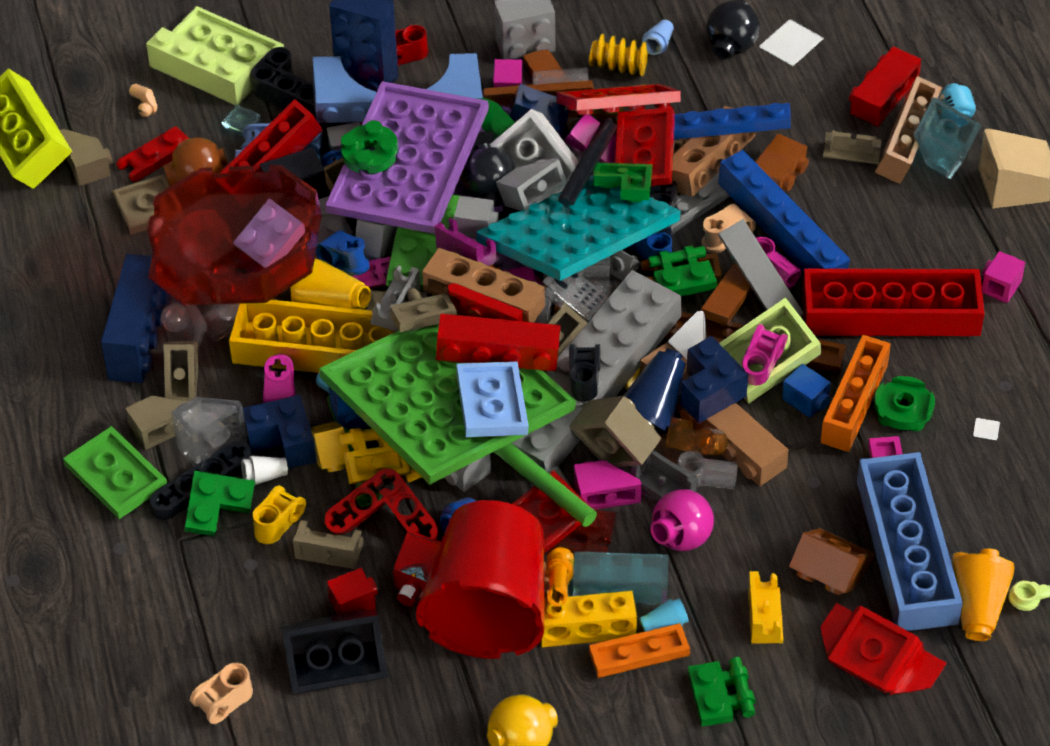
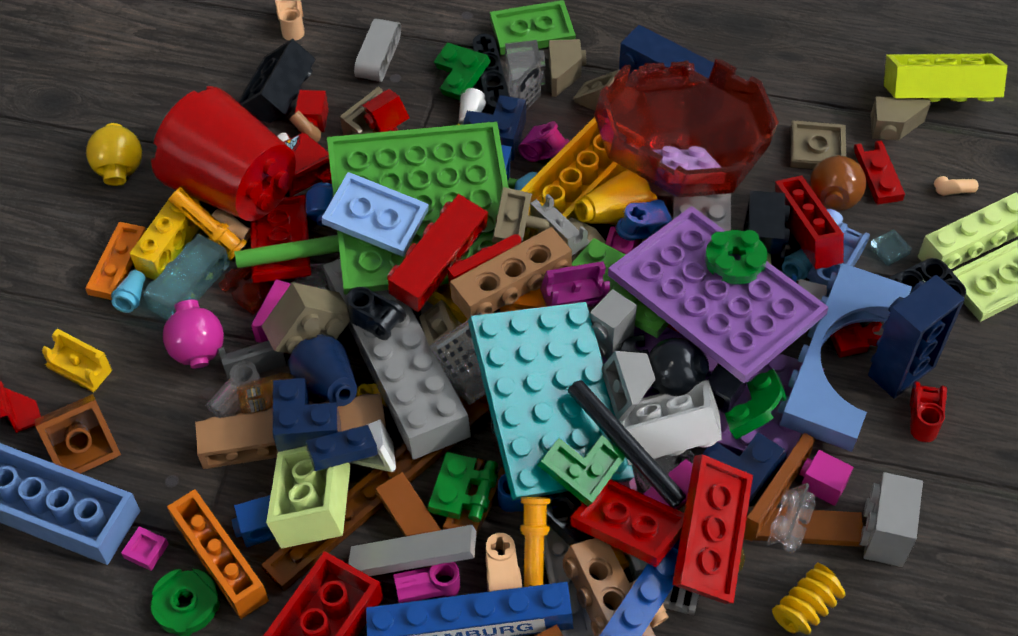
camera: 120 degrees right, 5 degrees up
(228, 586) = (377, 50): none -> light grey beam
(276, 515) = (420, 97): yellow piece -> none
(326, 512) = (385, 111): none -> red brick
(382, 578) = (305, 126): none -> medium nougat arm
(692, 202) = (534, 529): none -> light orange pin
(711, 695) = (42, 290): green plate -> none
(725, 330) = (341, 447): none -> dark blue plate
(764, 350) = (286, 460): dark pink piece -> none

